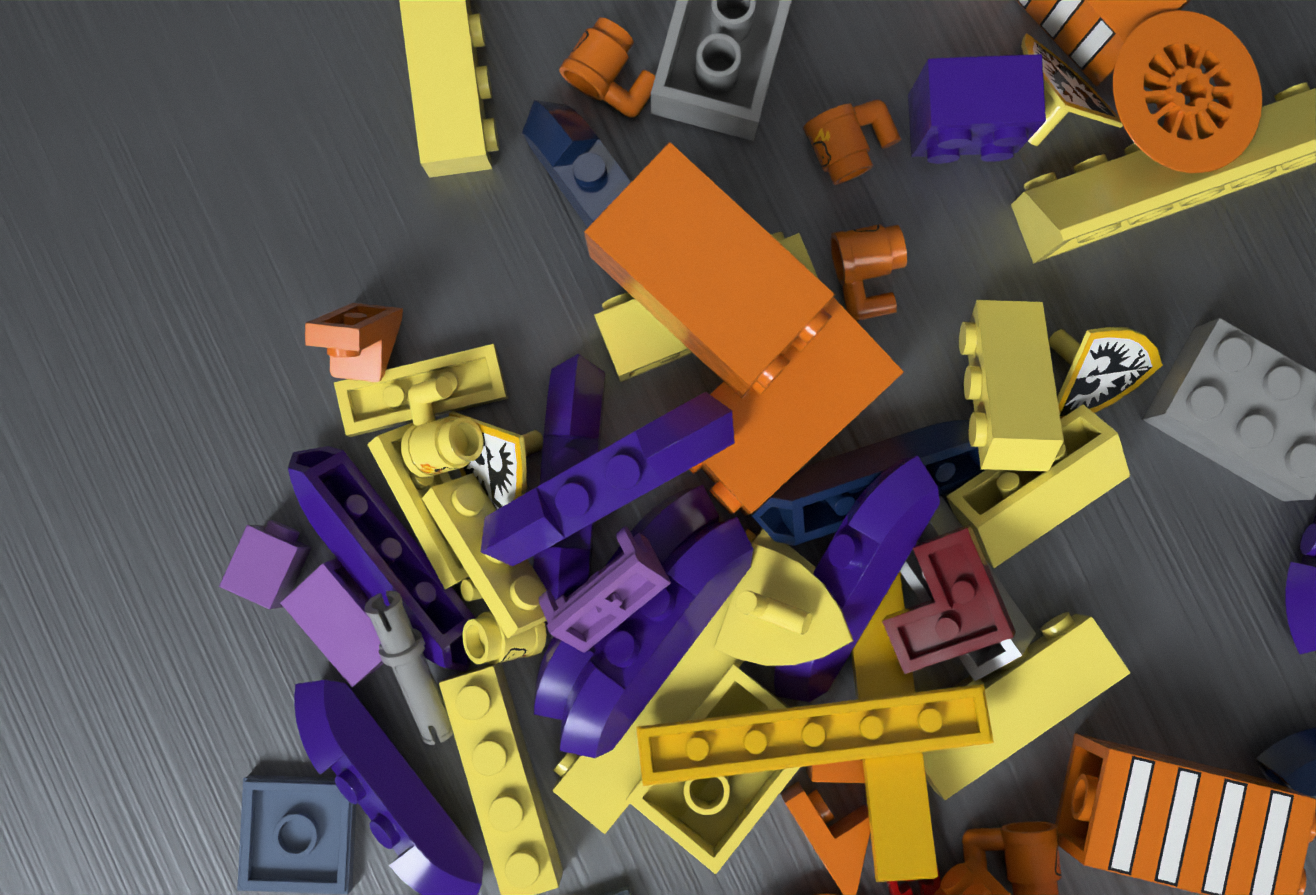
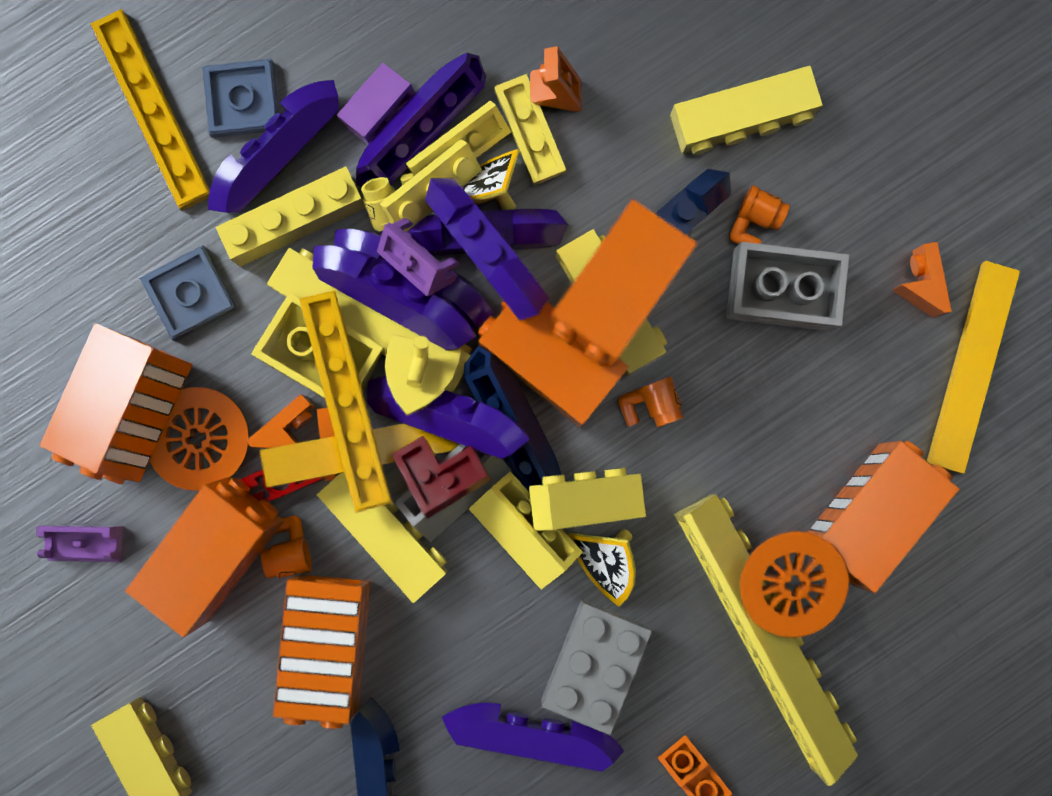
camera: 80 degrees right, 0 degrees up
(266, 564) = (405, 50): medium lavender brick -> none
(403, 651) = (363, 140): light grey pin -> none
(439, 444) = (495, 142): light yellow piece -> none
(841, 142) = (733, 374): orange piece -> none
(976, 107) = (766, 454): dark purple brick -> none
(1065, 92) = (793, 509): shield -> none

